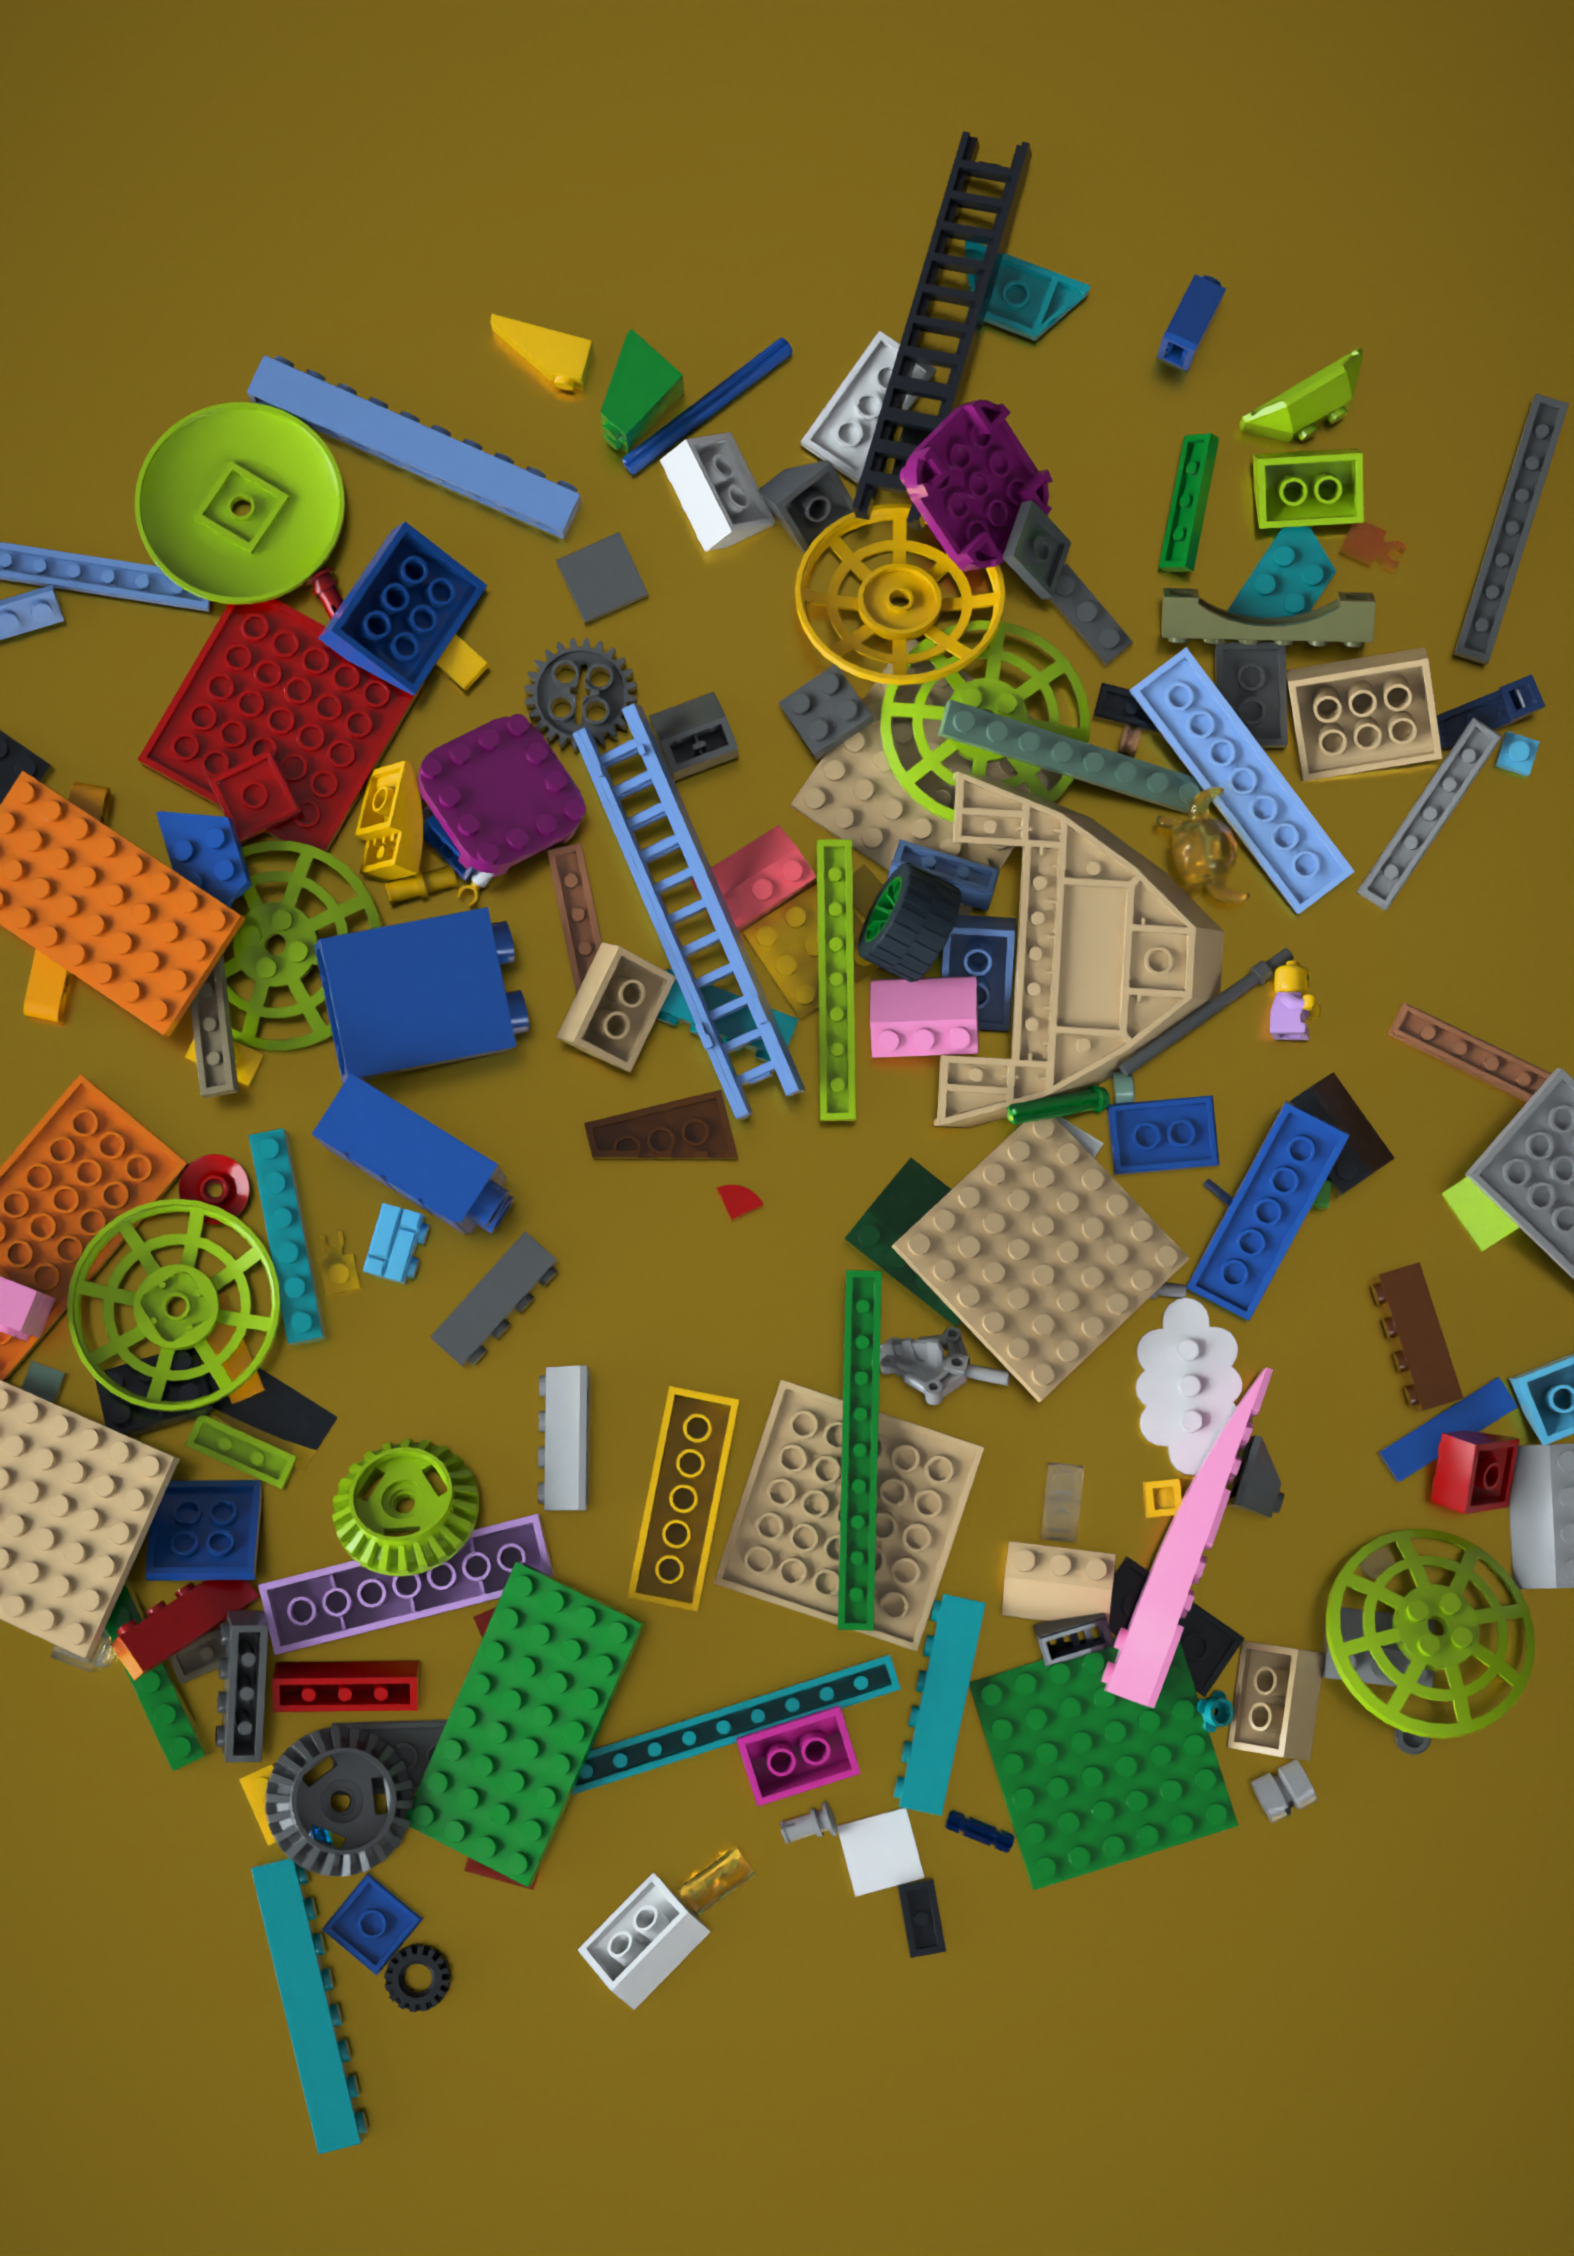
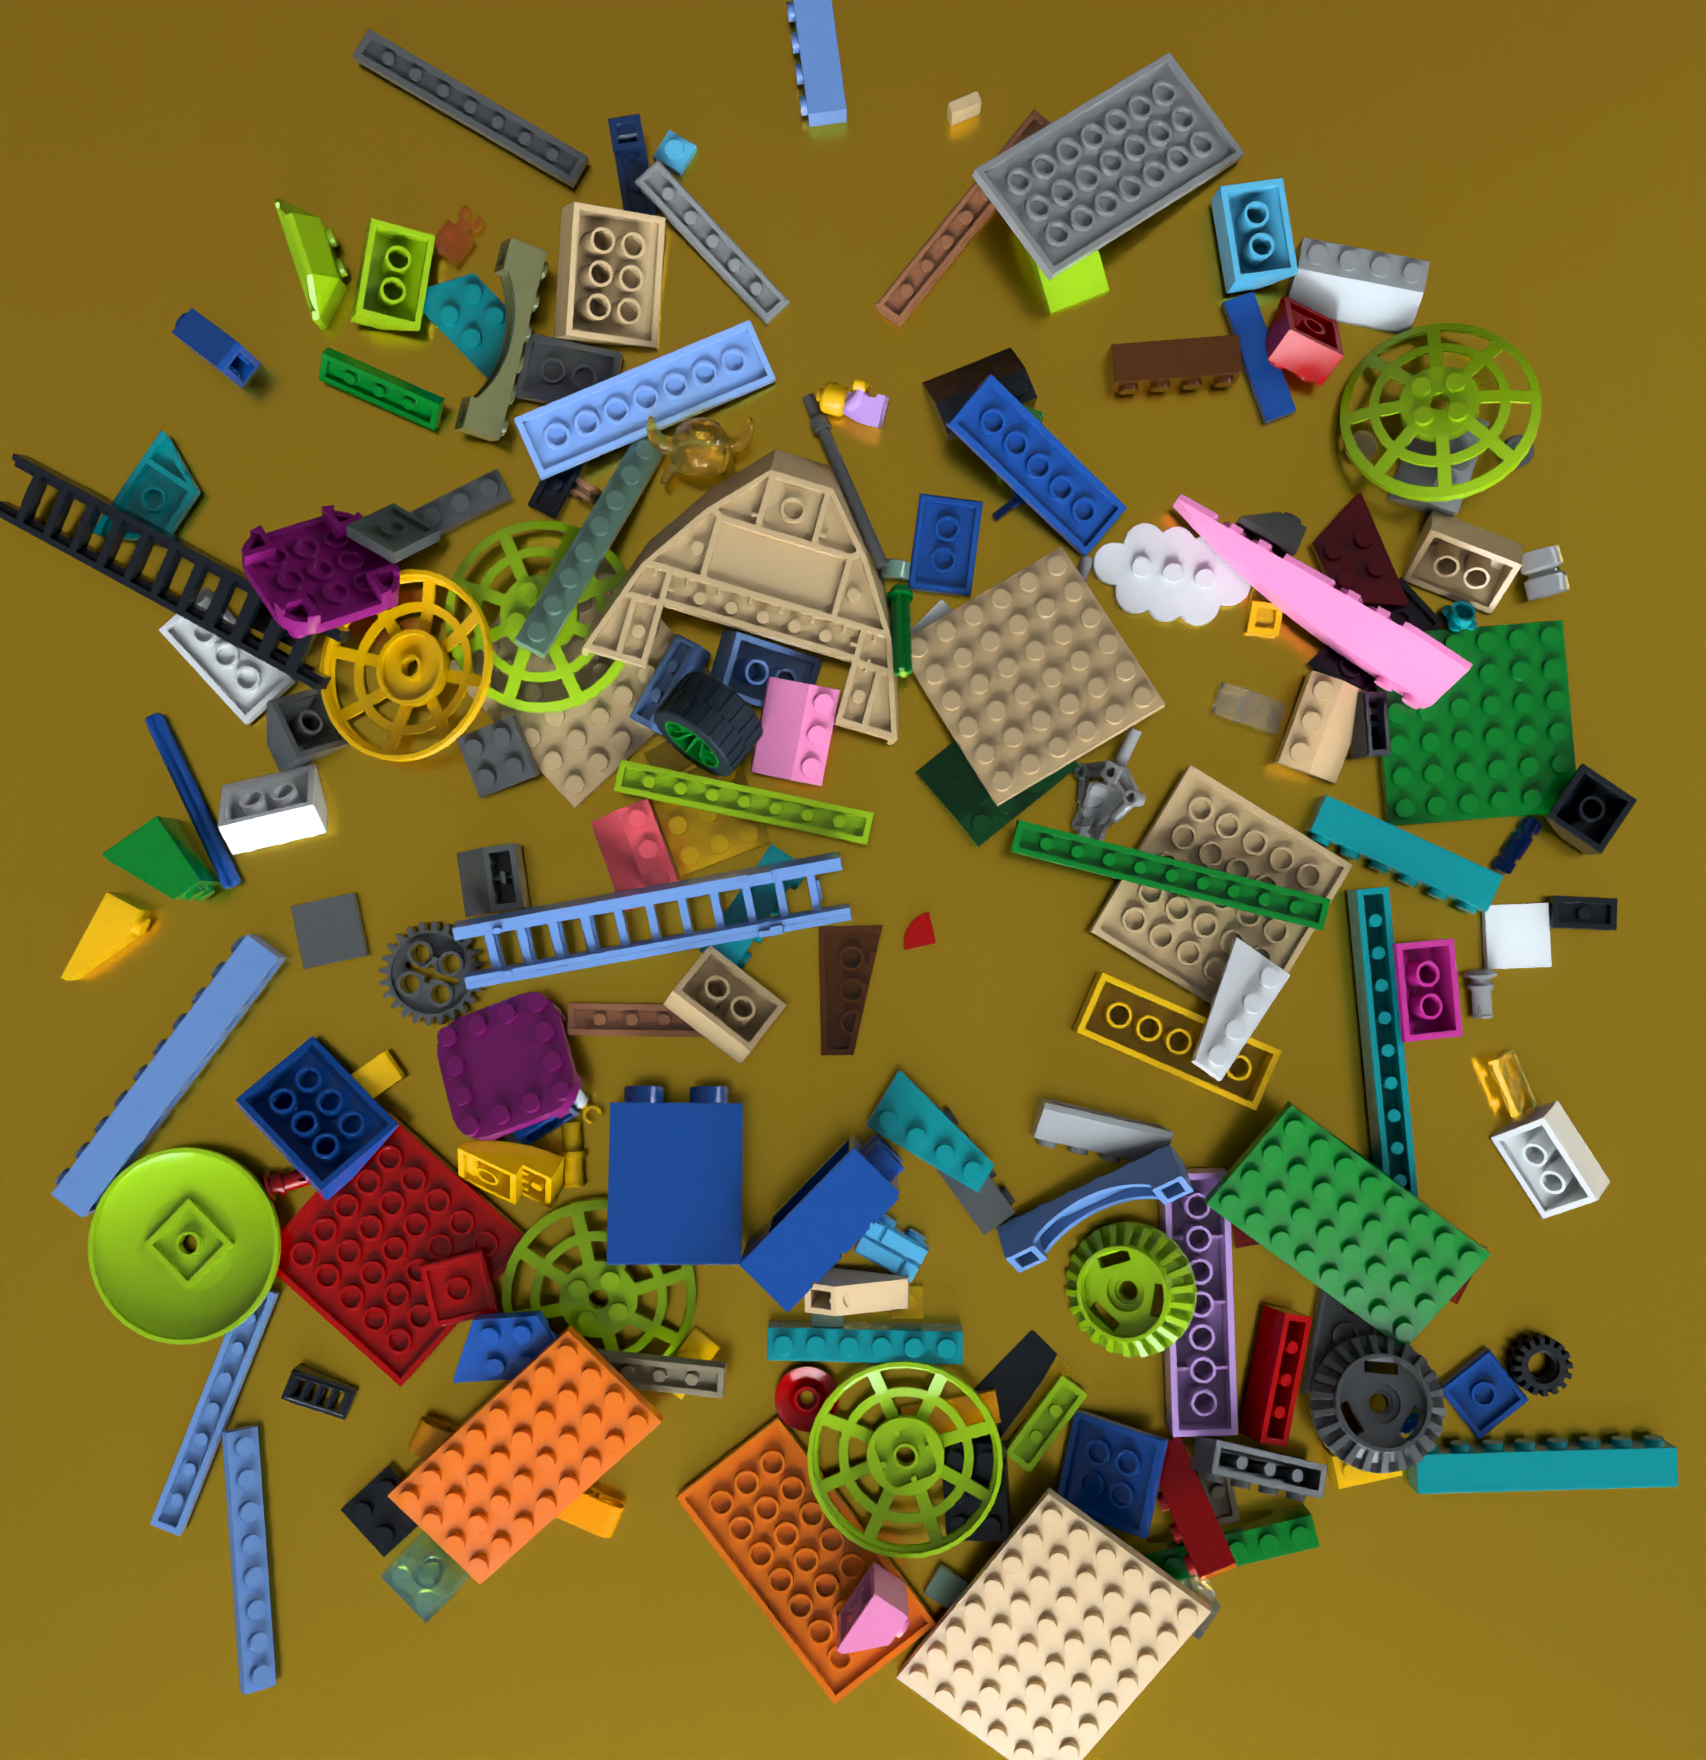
camera: 75 degrees left, 5 degrees up
(127, 666) = (314, 1403): none -> black slope
(307, 1192) = (820, 1320): none -> sand green plate
(339, 1212) = (857, 1292): none -> tan slope
(441, 1390) = (1033, 1234): none -> medium blue arch
(530, 1243) = (924, 1130): none -> teal wing
(741, 1555) = (1242, 999): none -> white wing
(1034, 1893) = (1589, 811): none -> black slope
(1251, 1584) = (1356, 557): none -> dark red wing

